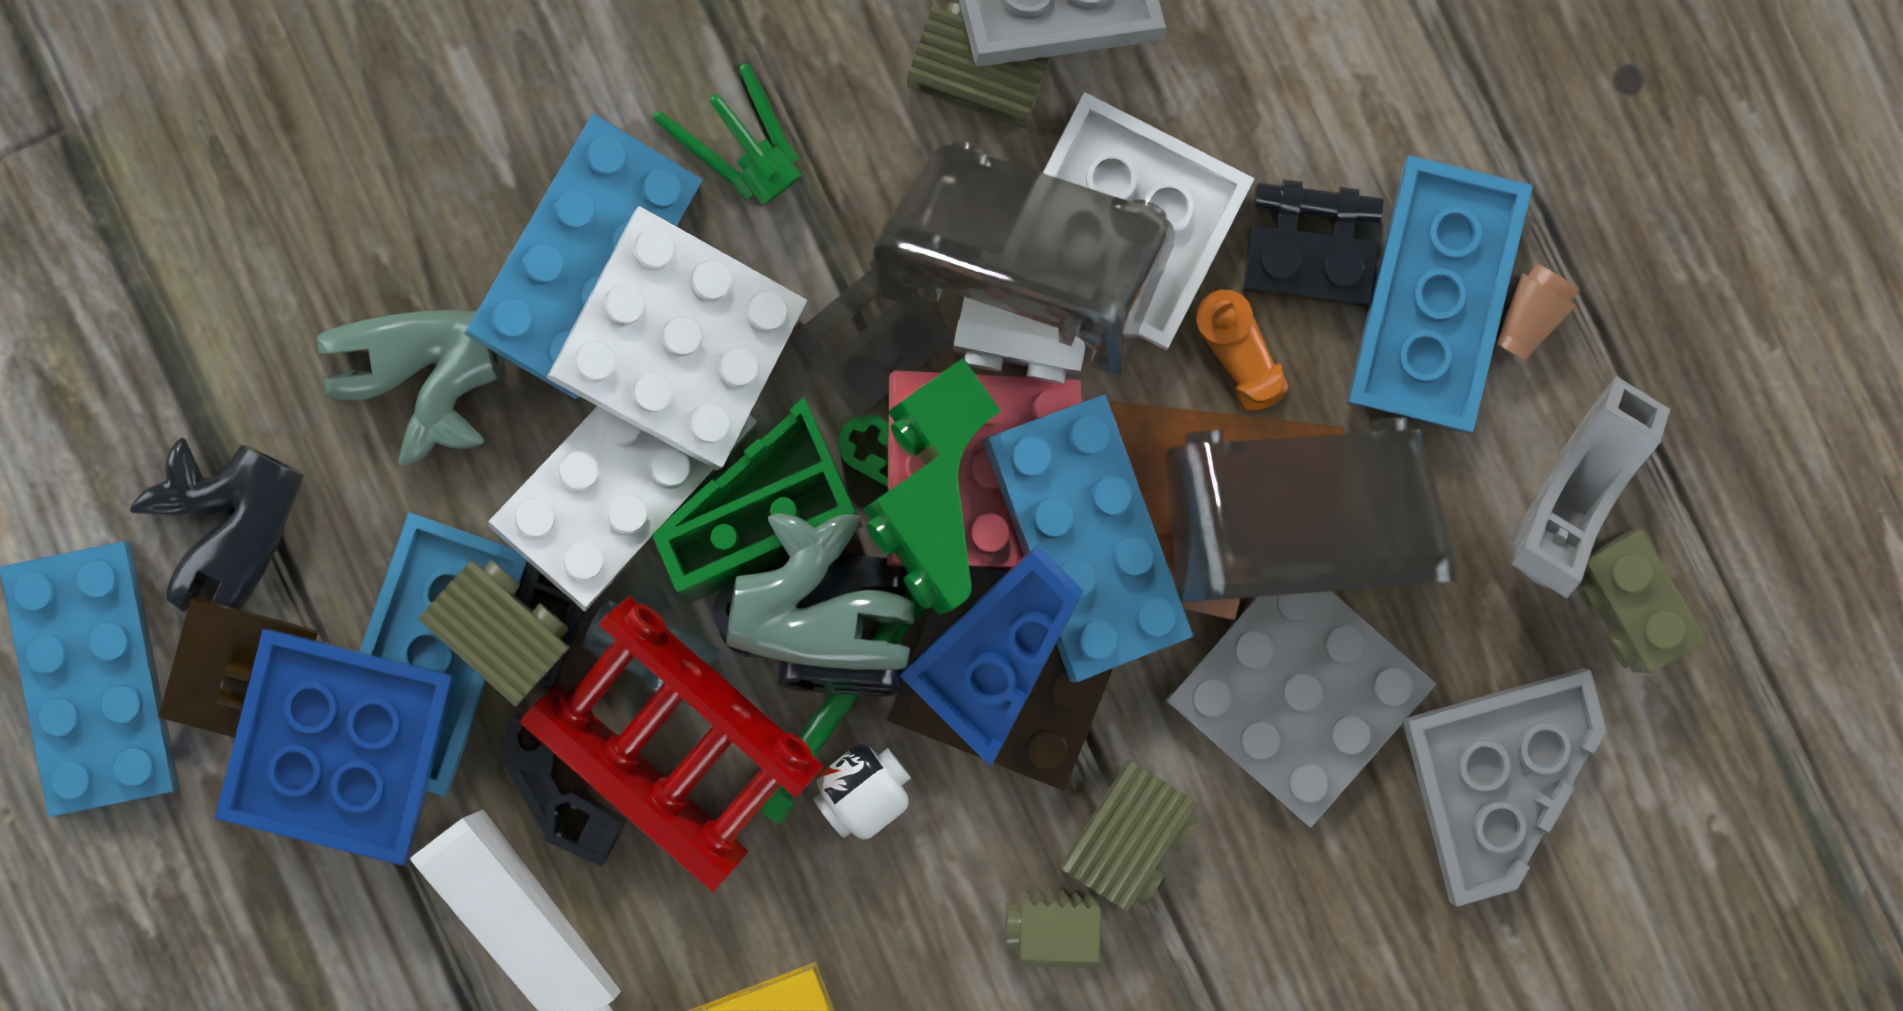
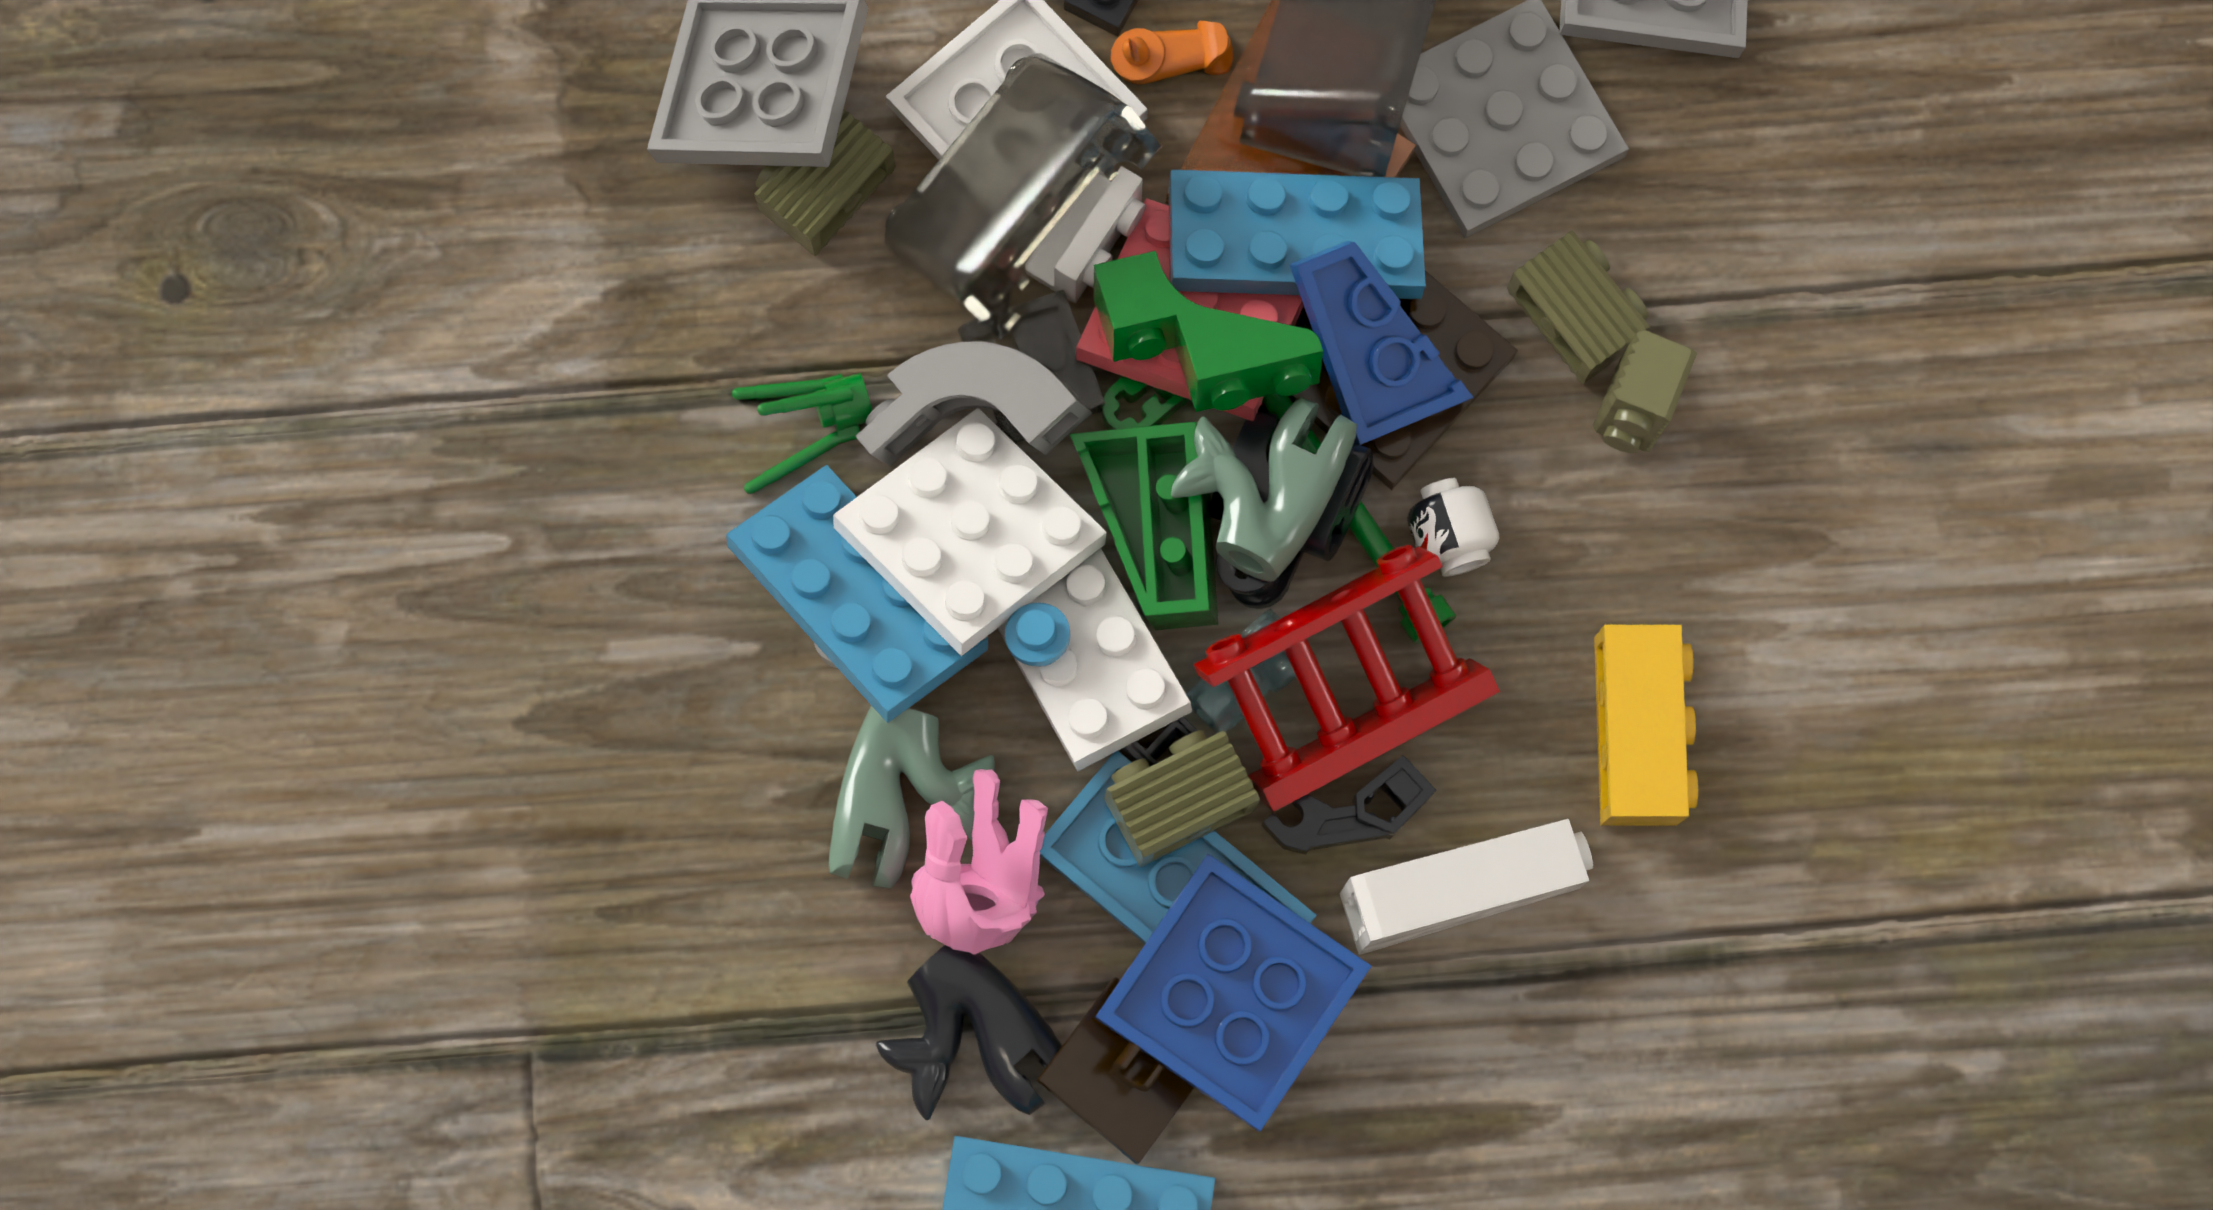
camera: 70 degrees left, 10 degrees down
(367, 480) = (994, 895): none -> bright pink piece
(595, 440) = (1037, 634): none -> dark azure plate
(832, 322) = (966, 378): none -> light grey arch

